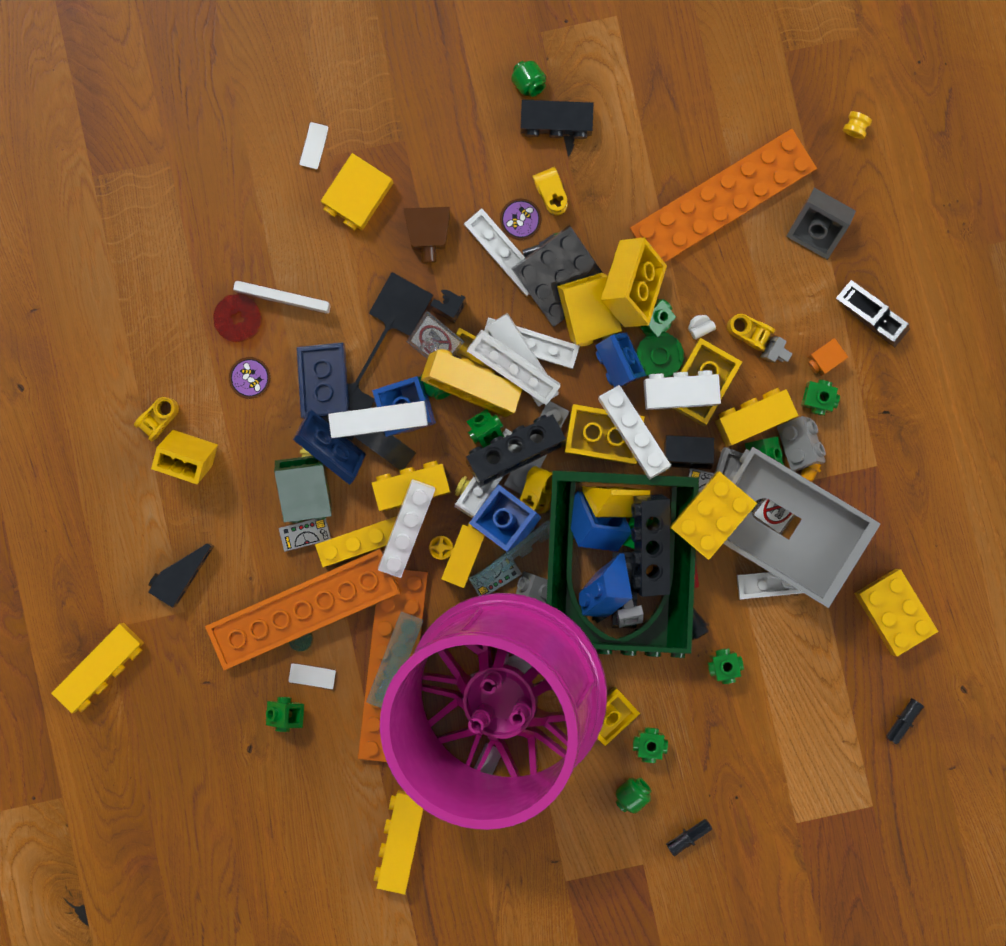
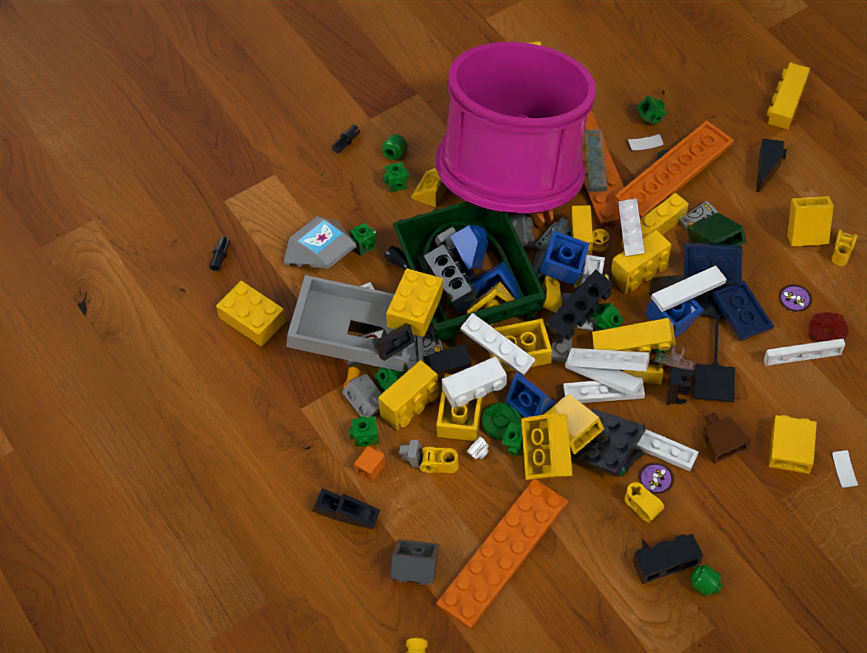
camera: 165 degrees right, 30 degrees down
(767, 466) = (394, 341): none -> black tile
(779, 675) = (319, 244): none -> light grey wedge

